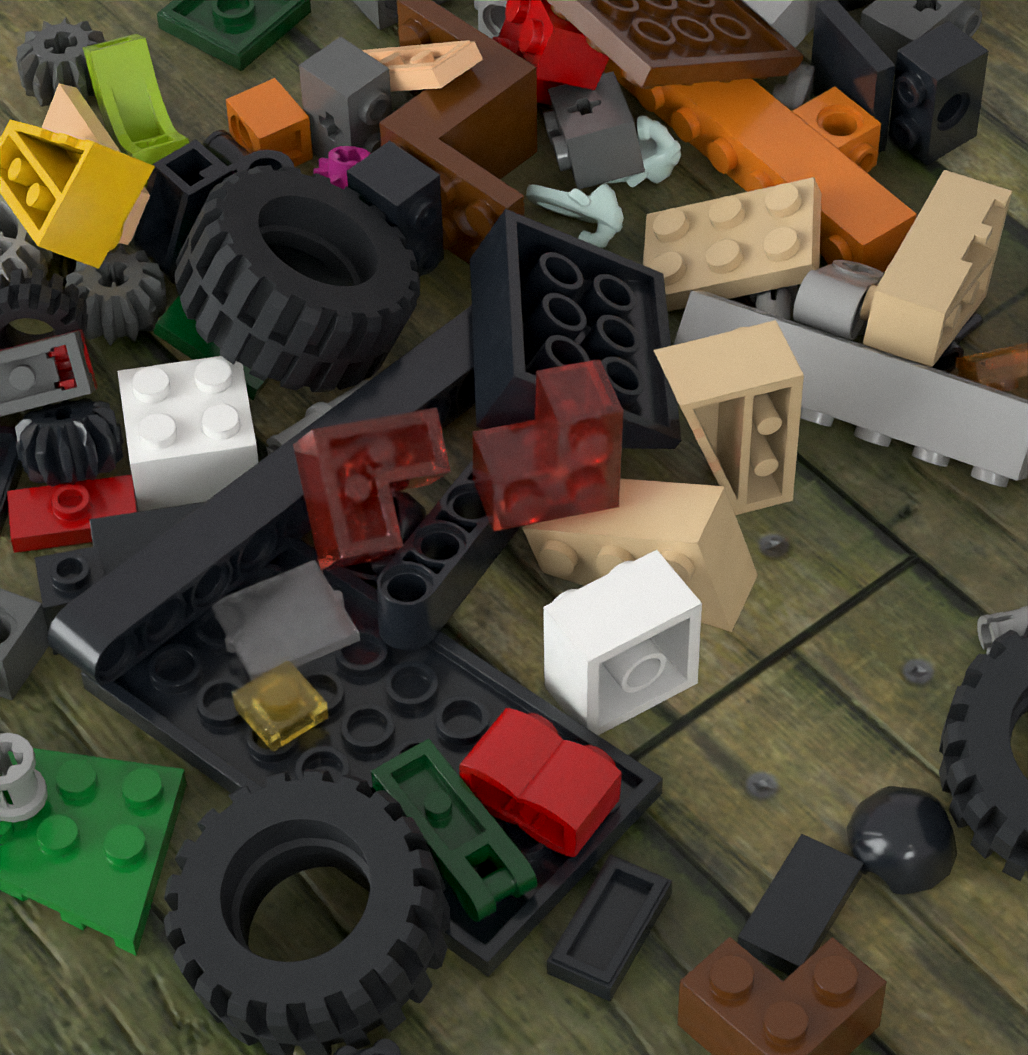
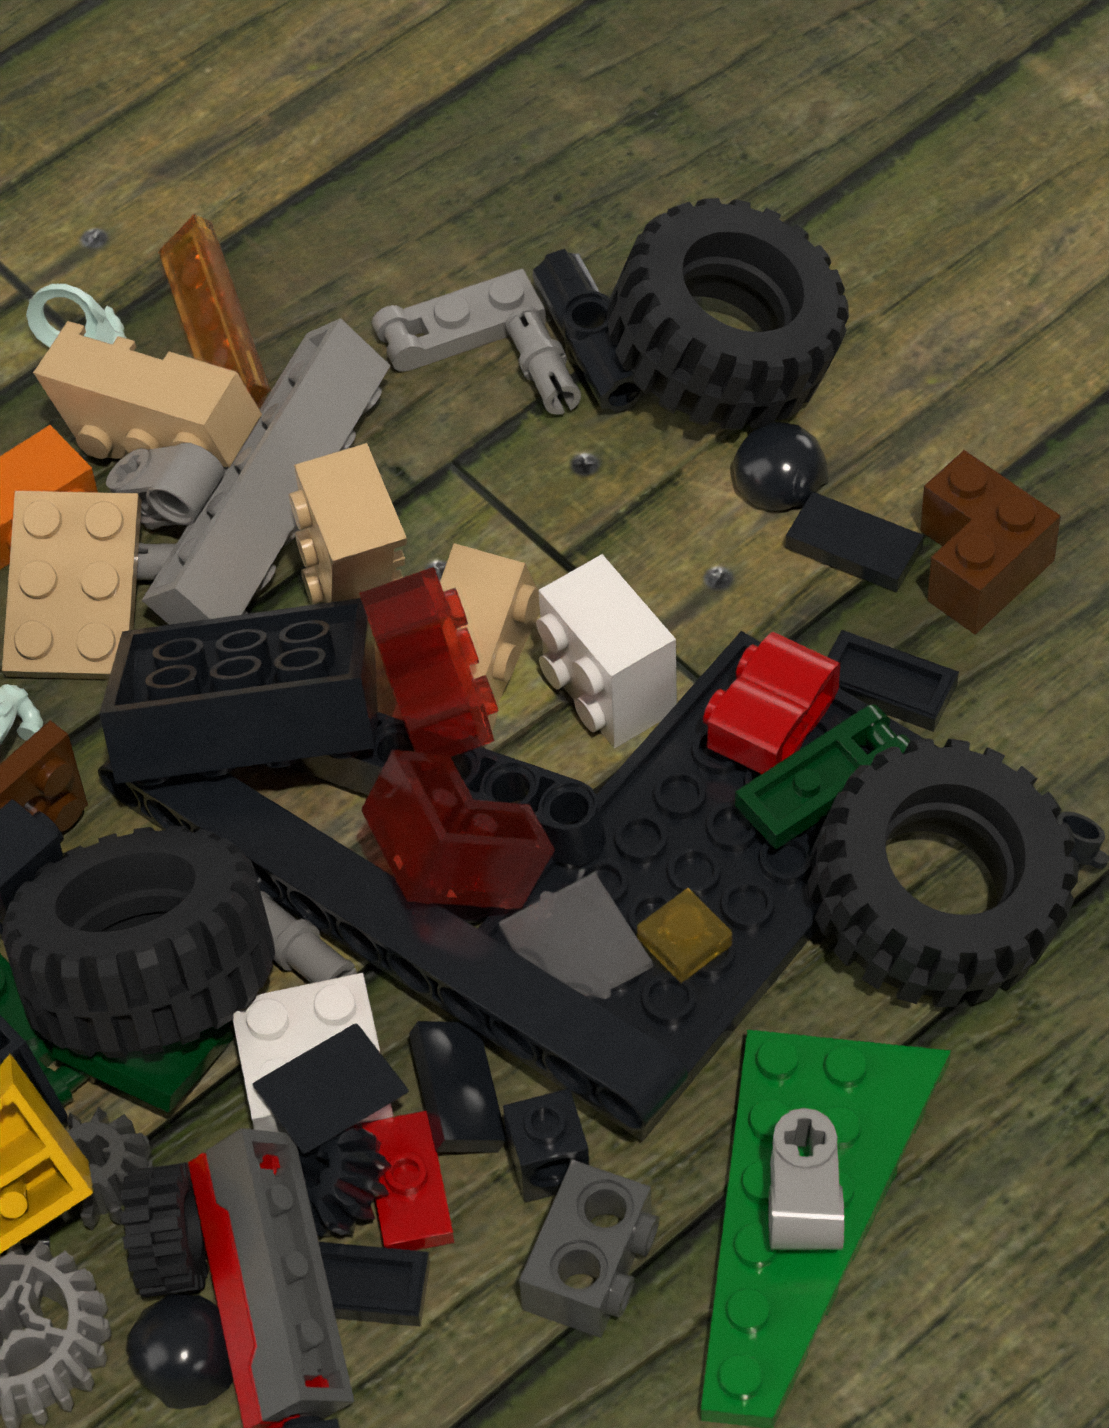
camera: 90 degrees left, 5 degrees up
(129, 414) = (330, 1088): none -> black sticker

